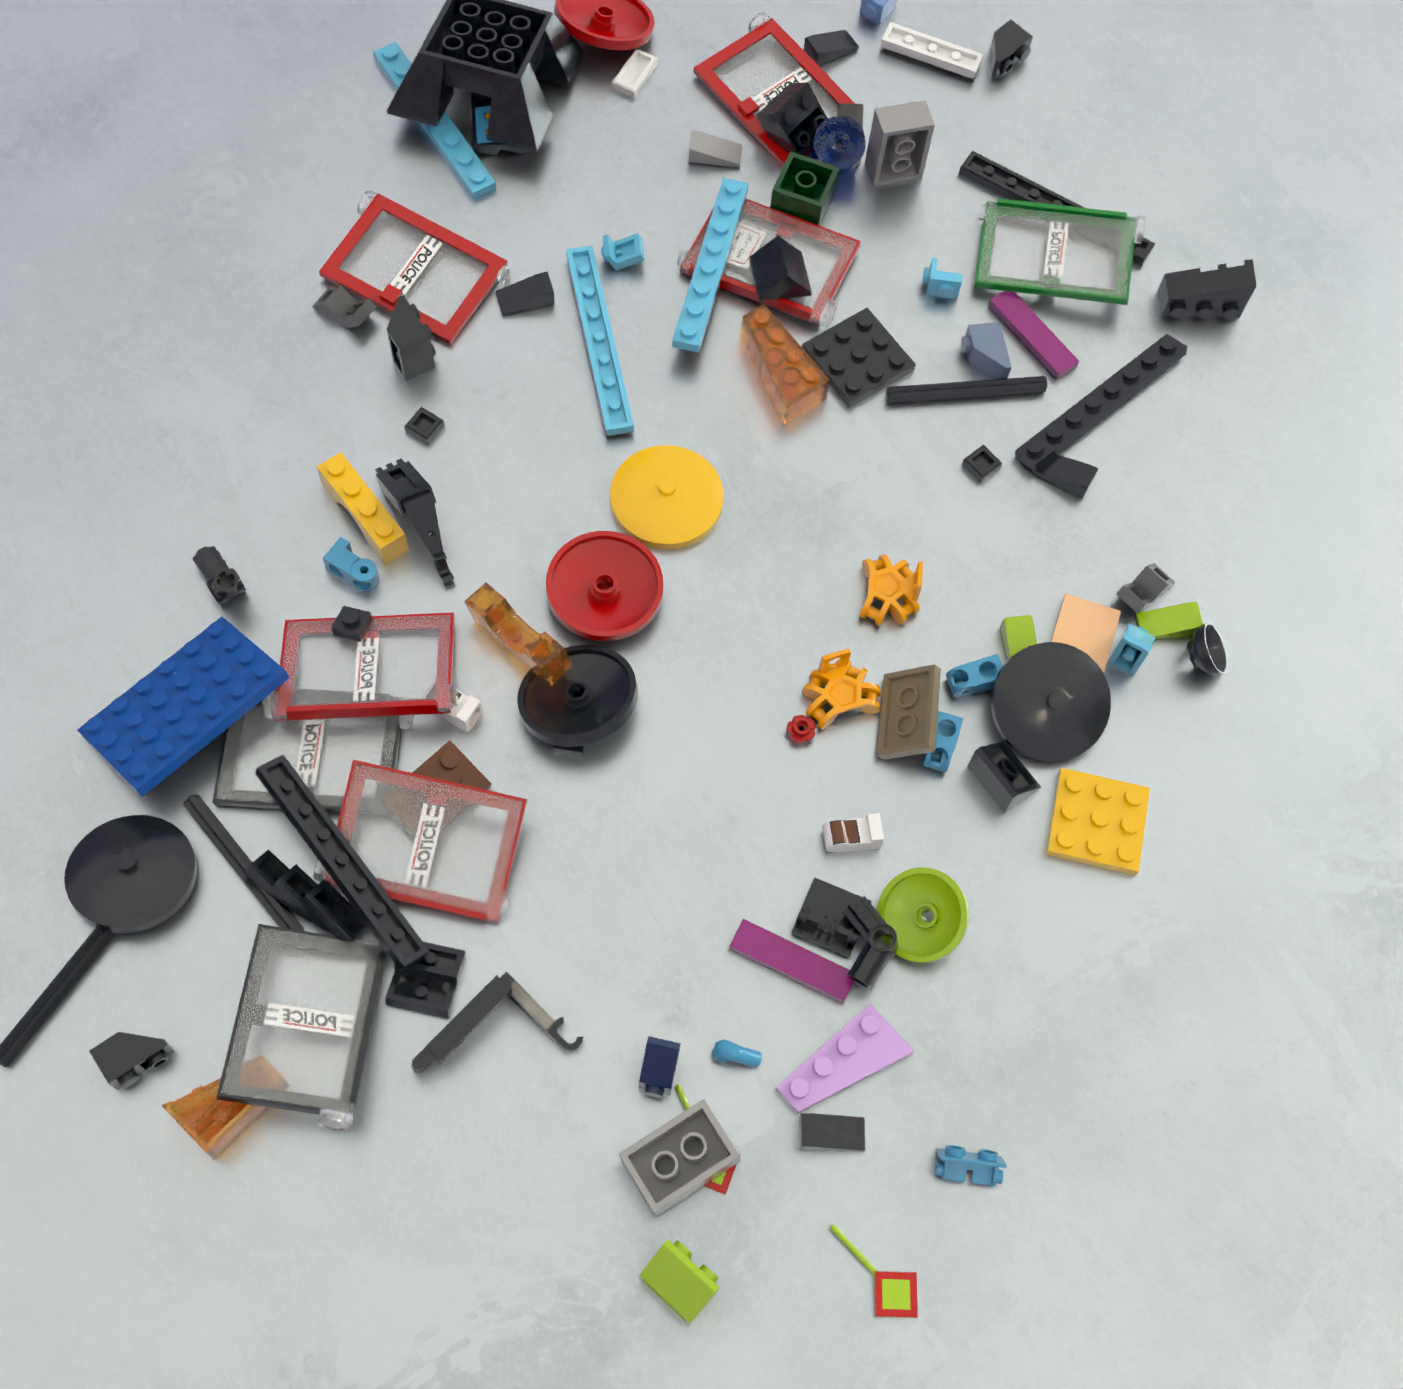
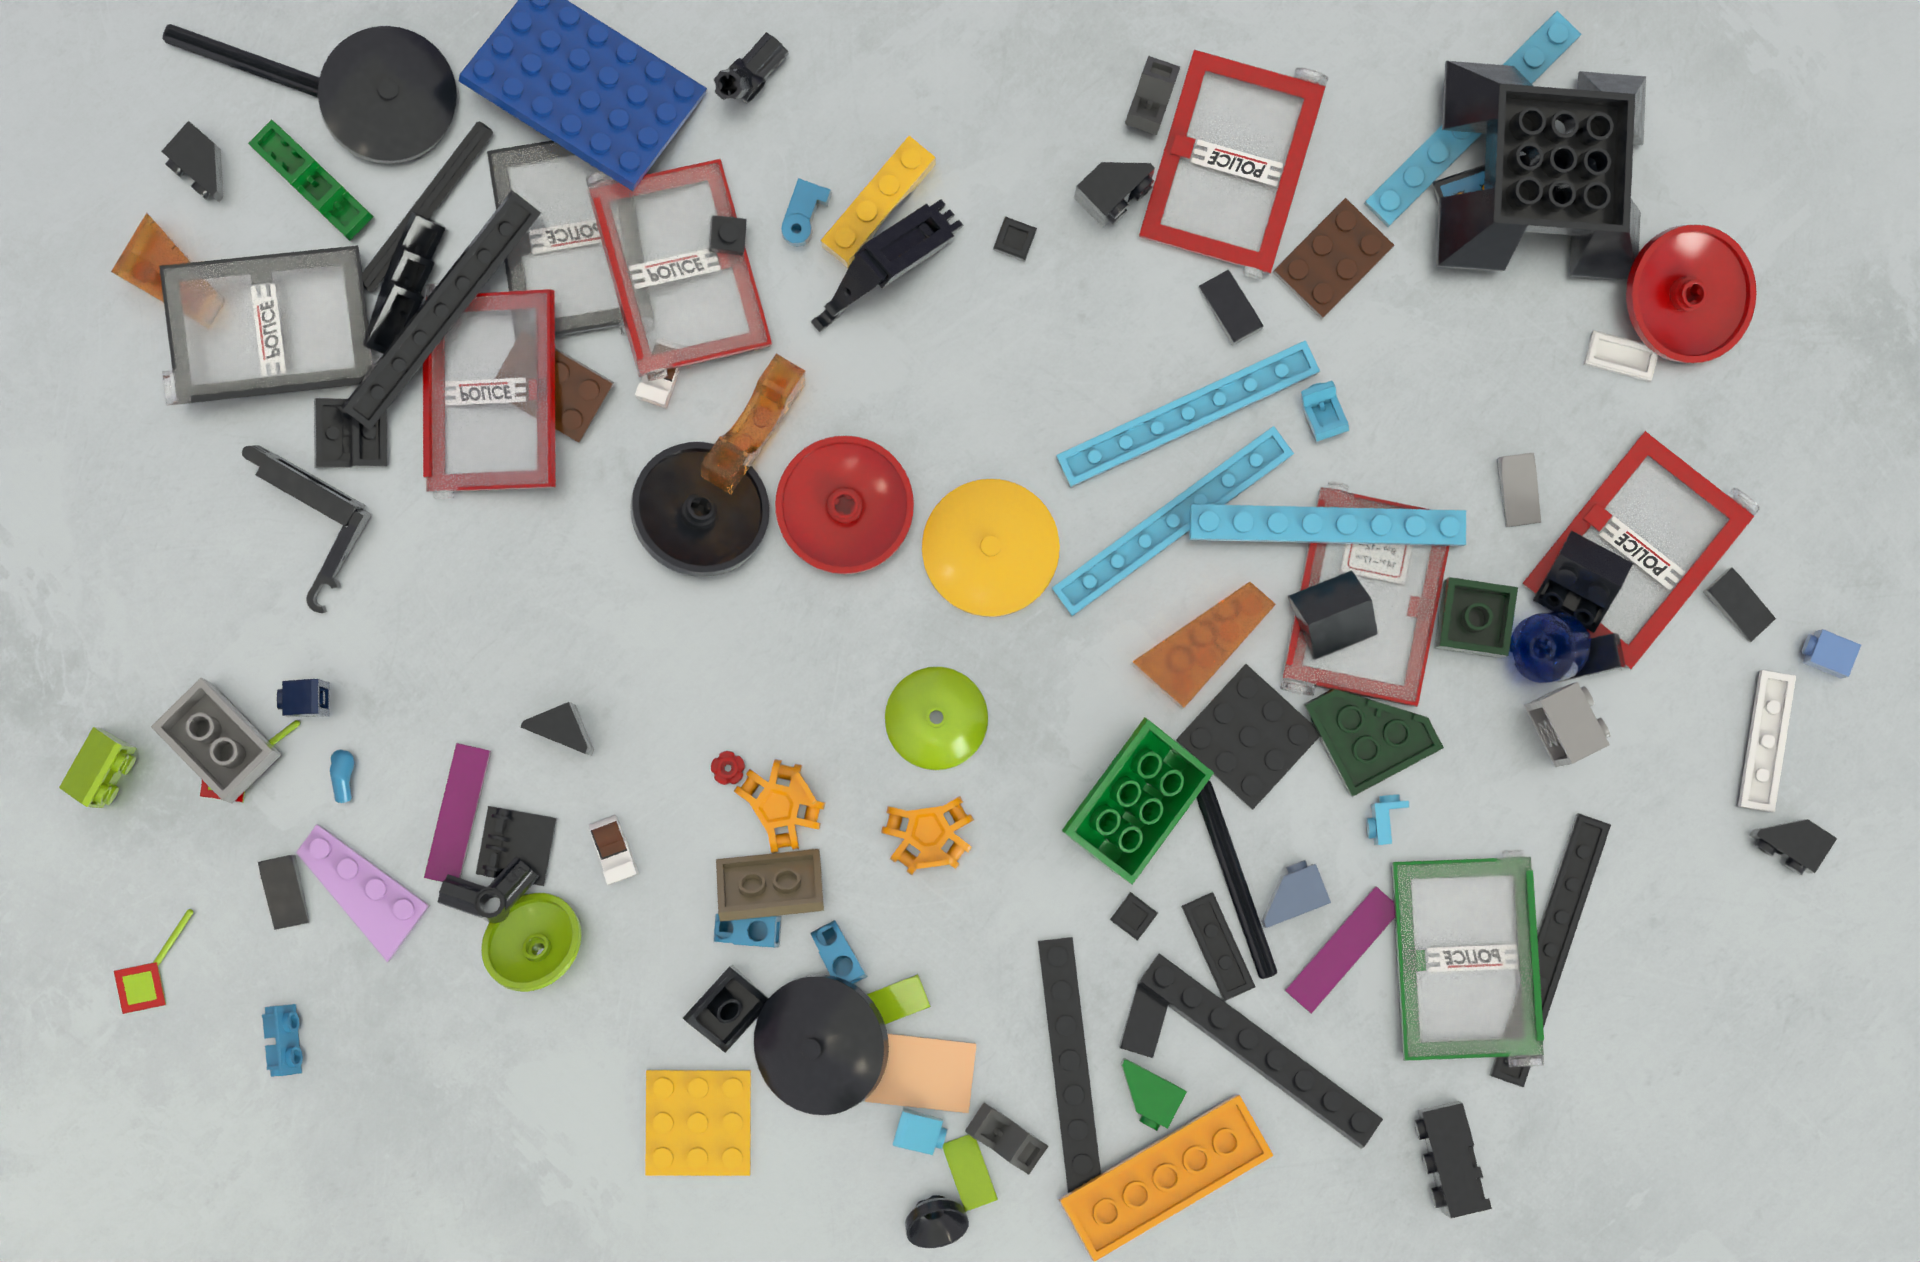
camera: 80 degrees right, 20 degrees up
(184, 960) = (310, 180): none -> green slope
(509, 224) = (1333, 258): none -> reddish brown plate
(680, 370) = (1171, 521): none -> medium azure plate
(739, 843) = (562, 726): none -> black slope
(790, 580) = (932, 744): none -> lime dish
(878, 277) = (1369, 737): none -> dark green plate
(902, 423) = (1137, 801): none -> green slope
(1015, 413) = (1218, 946): none -> black tile
(1102, 534) = (1069, 1061): none -> black plate
(1126, 478) = (1152, 1095): none -> green slope
(1195, 481) = (1165, 1177): none -> light orange plate

